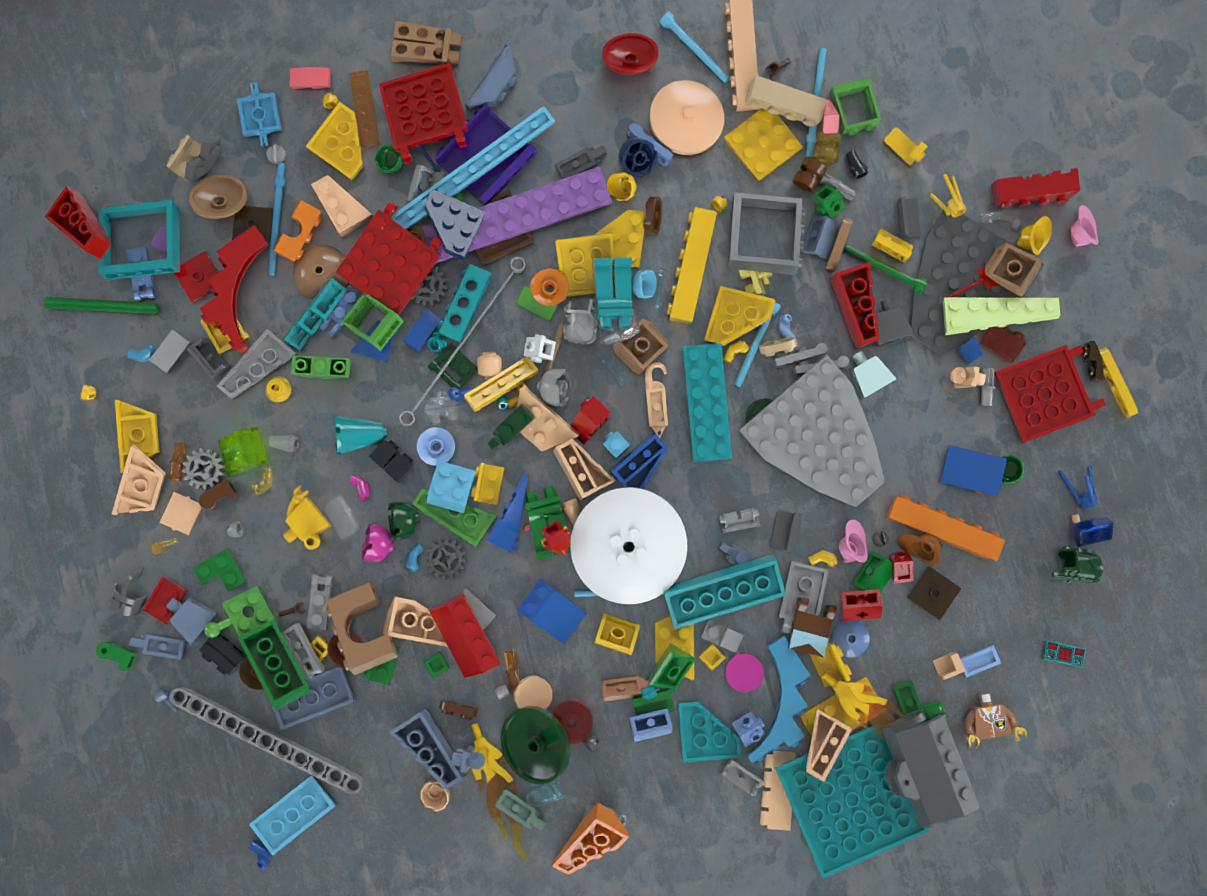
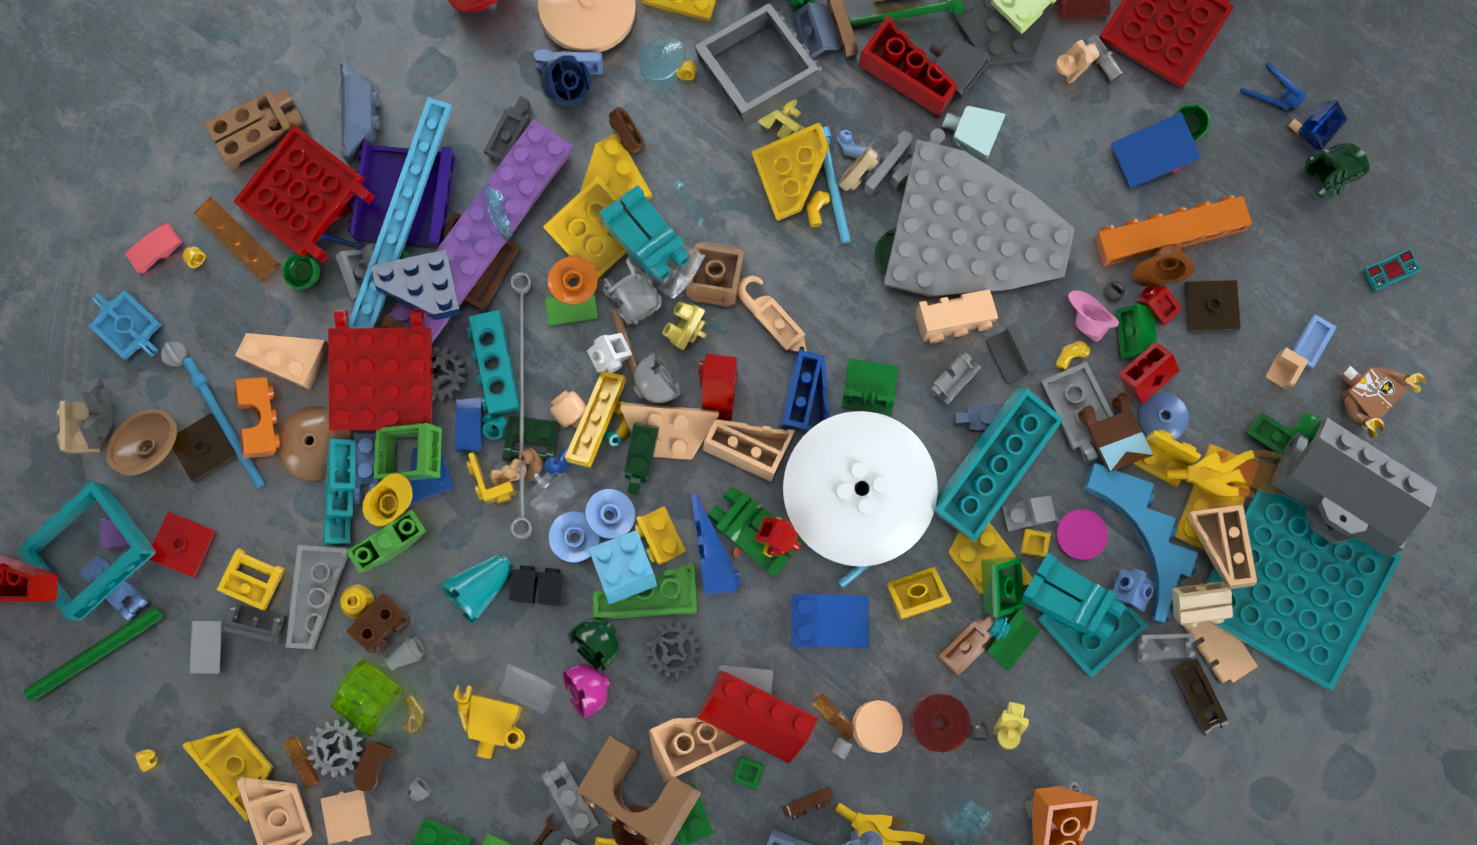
camera: 30 degrees left, 5 degrees down
(142, 356) = (179, 675): dark azure arm -> none
(222, 309) = (209, 494): red arch -> none
(281, 412) = (378, 624): none -> reddish brown brick
(339, 142) = (233, 292): yellow plate -> none
(339, 342) = (387, 500): none -> yellow piece
(362, 487) = (524, 638): dark pink arm -> none
(409, 386) = (500, 493): none -> yellow bracket
(411, 557) = (636, 676): dark azure arm -> none
(423, 377) = (507, 473): none -> light nougat piece
(445, 383) = (534, 460): none -> medium nougat arm
(476, 449) = (615, 504): none -> light blue dish
(534, 207) = (495, 206): none -> clear light blue slope
(535, 745) = (921, 777): dark green dish -> none
(572, 509) = (771, 497): light nougat cone -> none
(599, 368) = (688, 327): none -> light yellow hips
(612, 755) = (1011, 726): none -> light yellow hips
(615, 444) = (765, 394): medium azure brick -> none
(621, 186) = (571, 123): yellow hair -> none
(644, 284) = (670, 206): medium azure hair -> none
(650, 725) = (1027, 663): medium blue brick -> none
(684, 486) = (870, 386): none -> green hinge
(693, 265) = (707, 152): yellow brick -> none
(706, 403) = (828, 281): teal brick -> none
(707, 707) = (1072, 599): none -> teal hips
(709, 190) = (668, 61): none -> clear light blue dish
(741, 821) = (1200, 696): none -> dark brown plate
(769, 482) = (956, 316): none -> light nougat wedge
(782, 768) = (1202, 603): none -> tan brick
(970, 351) = (1057, 35): blue slope -> none

